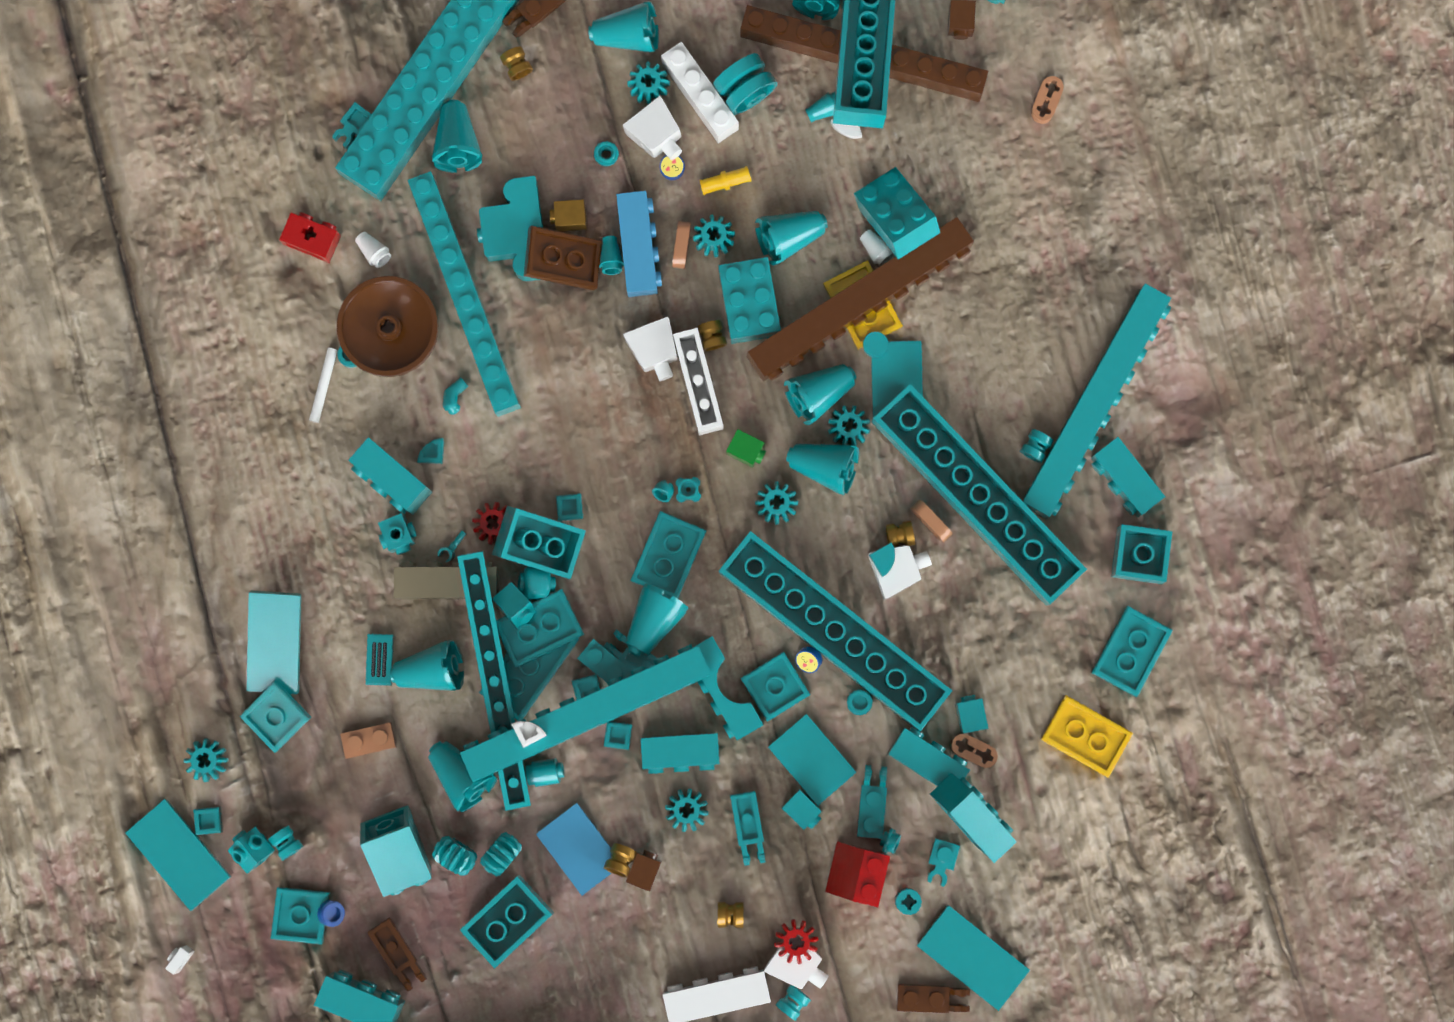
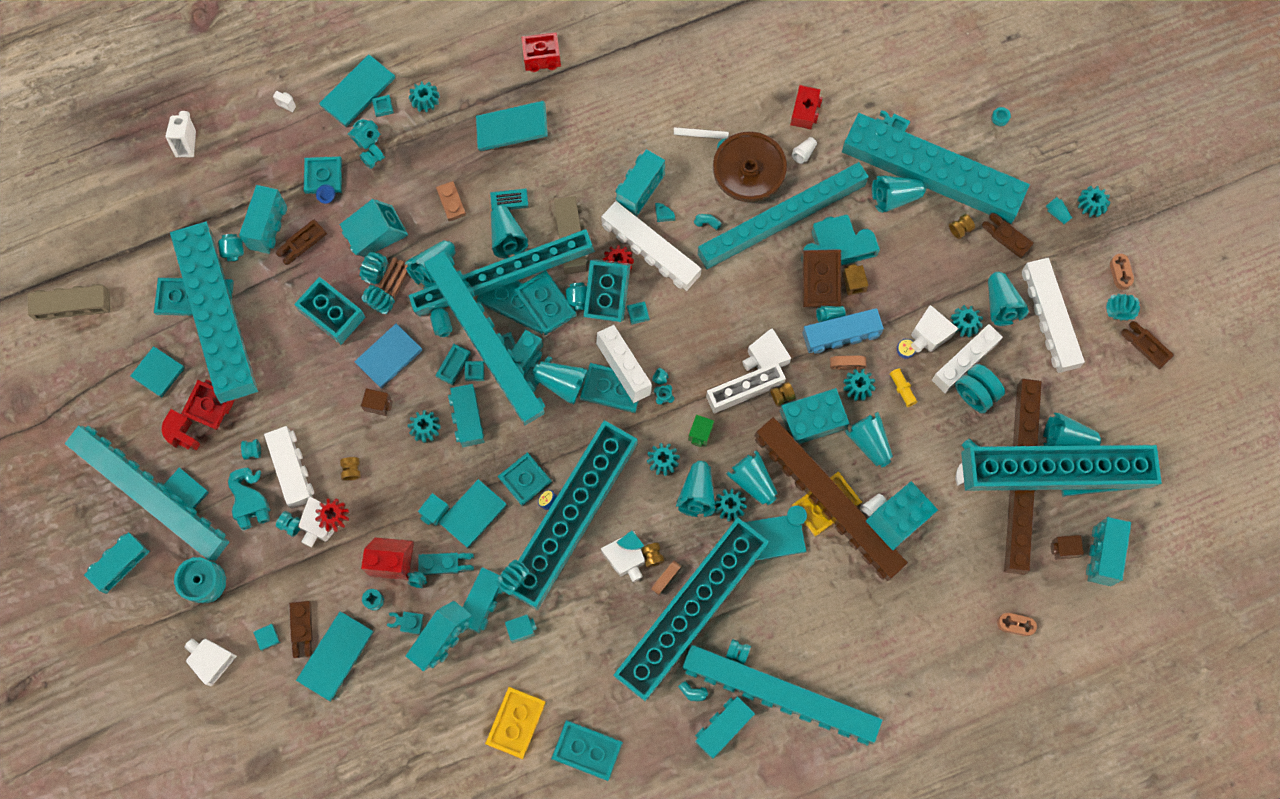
camera: 80 degrees right, 10 degrees down
(164, 587) = (541, 52): none -> red plate
(275, 716) = (460, 136): teal tile -> none
(390, 528) = (600, 195): teal brick -> none
(451, 548) = (594, 235): teal hand -> none
(479, 476) = (651, 246): none -> white brick
(486, 842) = (400, 264): none -> nougat tile
(514, 605) = (558, 280): teal brick -> none
(528, 732) = (463, 295): white tile -> none
(604, 763) = (453, 364): none -> teal tile
(606, 146) = (909, 295): teal plate -> none
(621, 857) = (381, 382): pearl gold wheel -> none
(642, 535) = (623, 363): none -> white brick
(740, 718) = (497, 454): teal arch -> none
(748, 824) = (418, 473): teal hinge -> none
(859, 702) = (519, 542): teal tile -> none
(914, 713) = (512, 577): none -> teal gear
(976, 745) = (489, 633): nougat beam -> none
(1081, 509) = (693, 694): none -> teal arm
(1141, 554) = (664, 745): teal brick -> none

